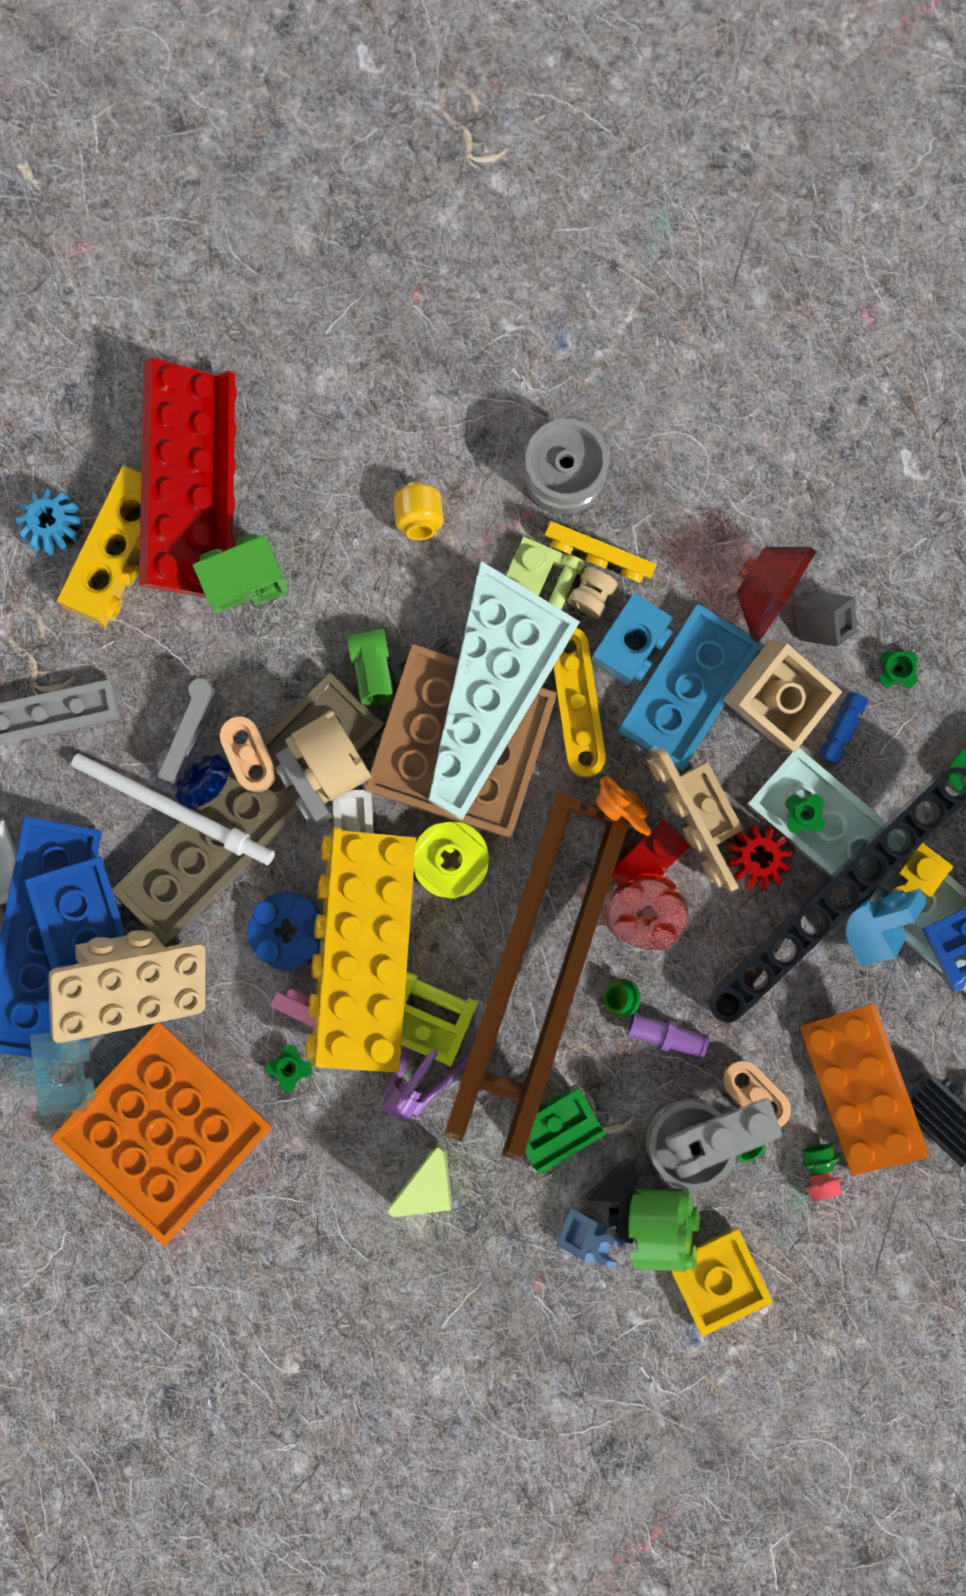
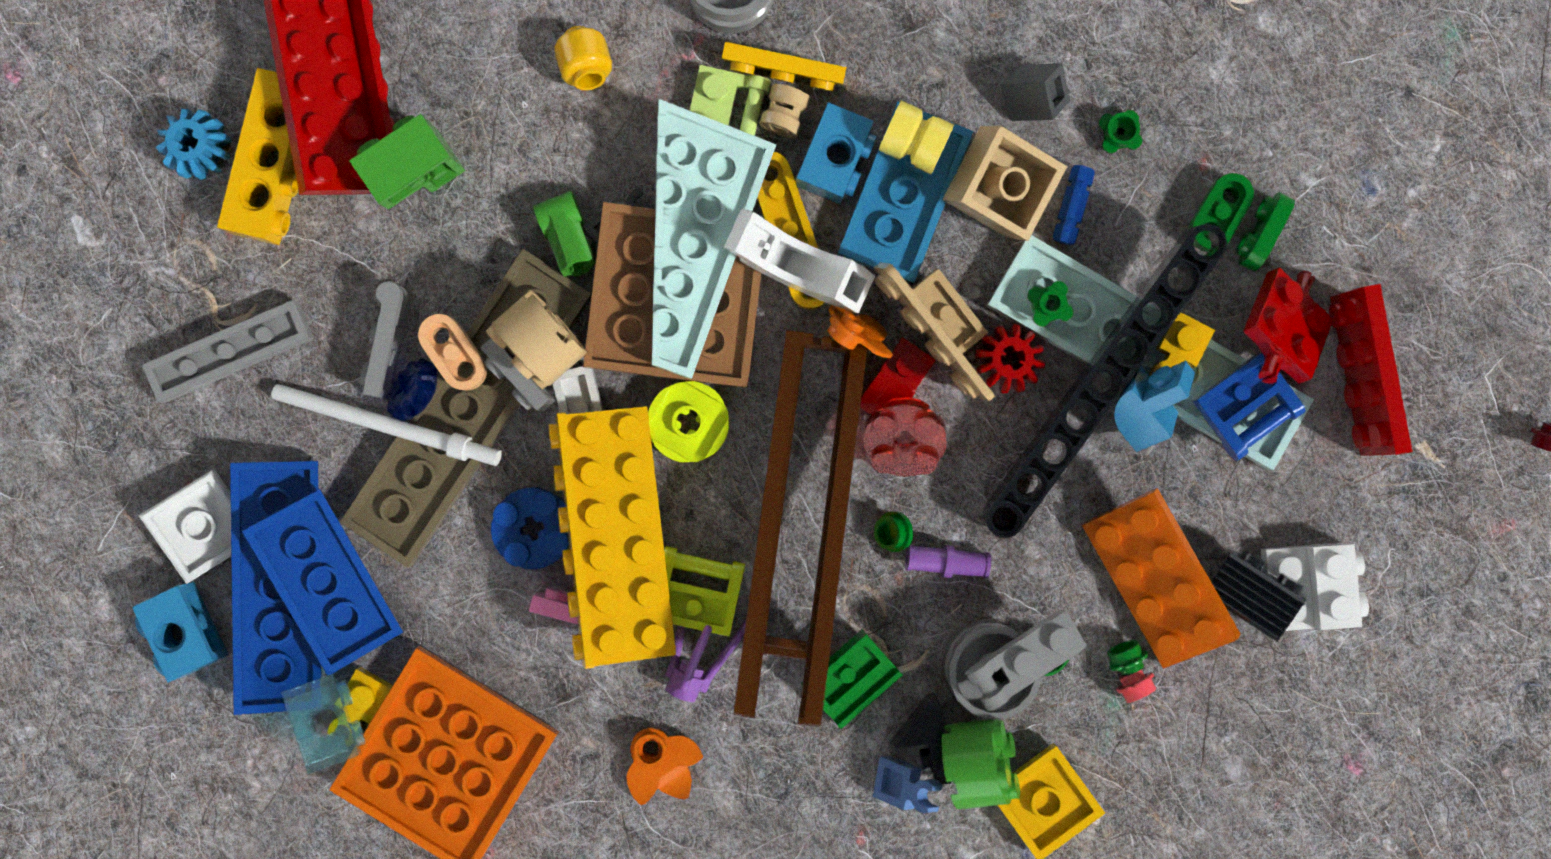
camera: 10 degrees left, 5 degrees up
(103, 1059) = (367, 695): none -> yellow plate
(125, 985) = (371, 620): tan bracket -> none
(289, 1079) = (550, 670): green plate -> none
(364, 1182) = (663, 770): none -> orange plate
(427, 1188) = (729, 768): yellowish green slope -> none
(580, 734) = (797, 264): none -> white arch
(708, 638) = (916, 137): none -> light yellow wheel
(756, 1088) = (1049, 600): light nougat plate -> none
(769, 584) = (970, 66): clear red slope -> none

